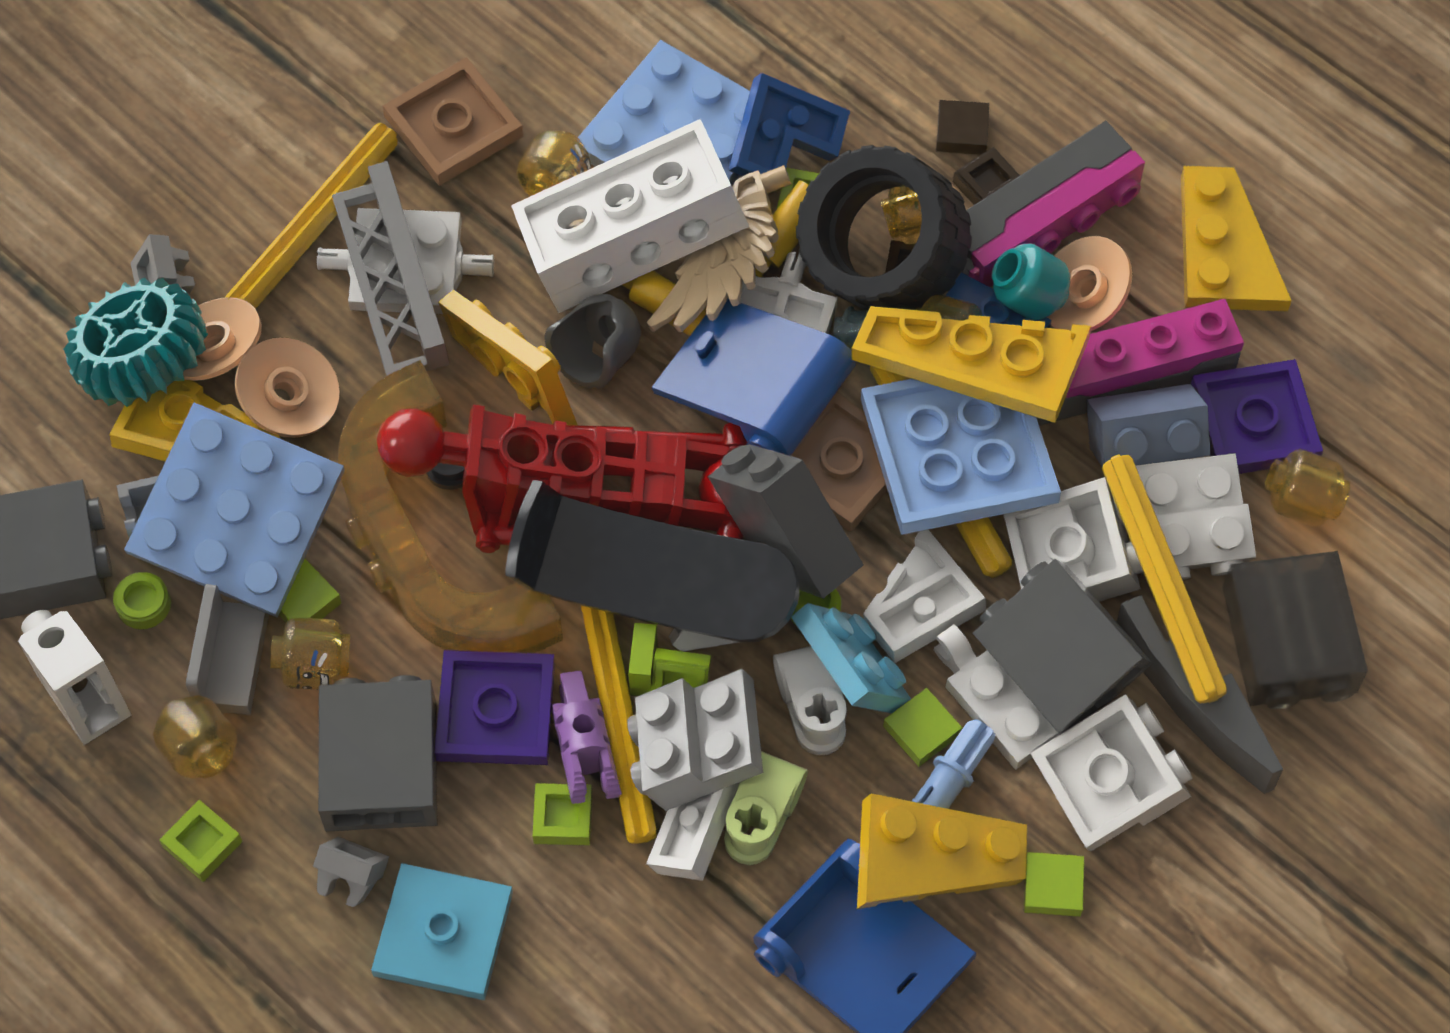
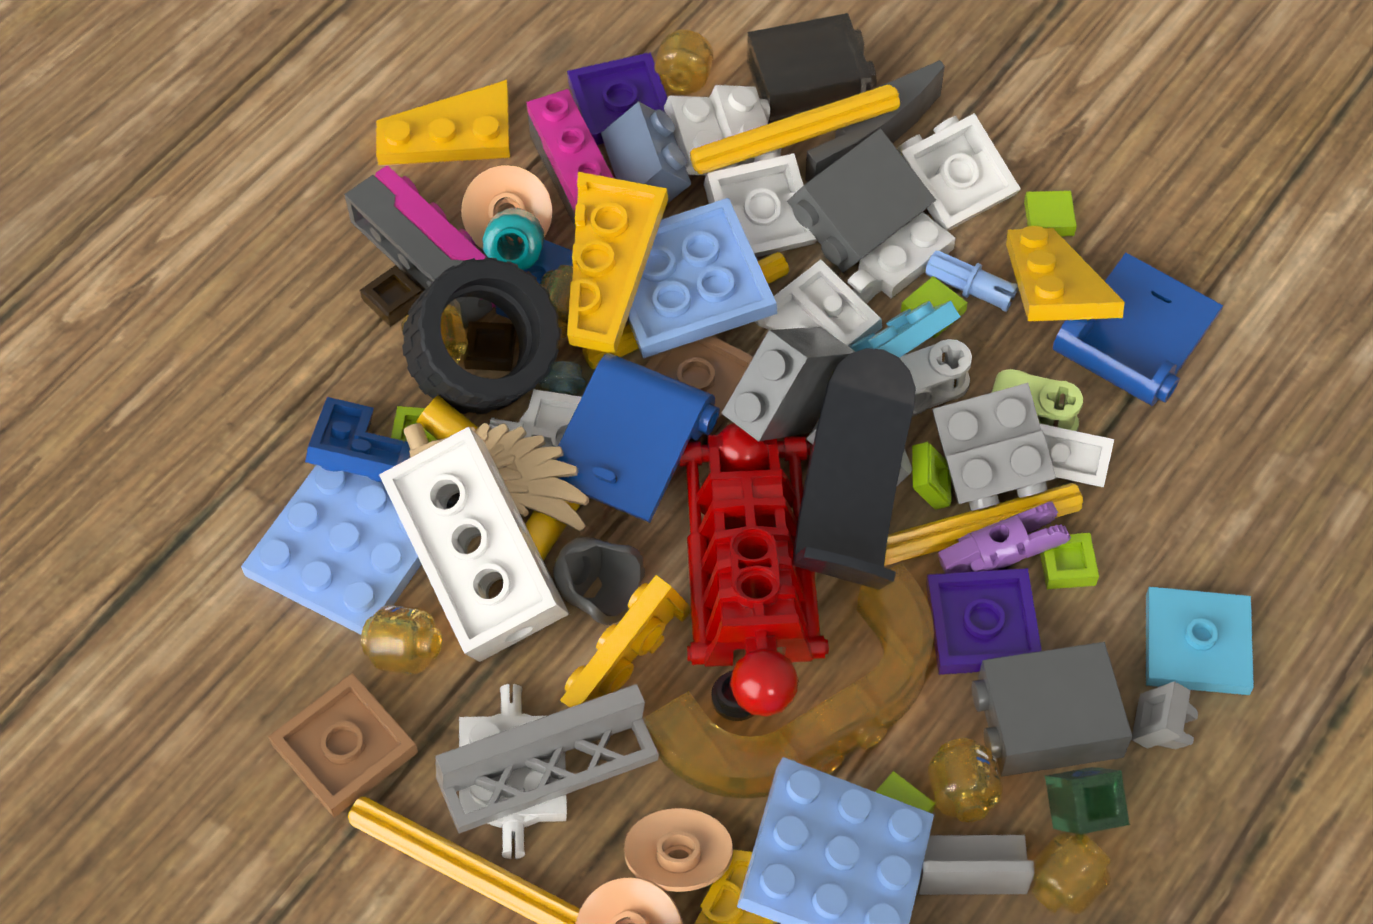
camera: 95 degrees left, 5 degrees down
(200, 840) = (1163, 859): lime tile -> none
(260, 758) = (1087, 800): none -> clear green brick
(642, 658) = (917, 505): lime tile -> none
(962, 127) = (335, 317): dark brown tile -> none

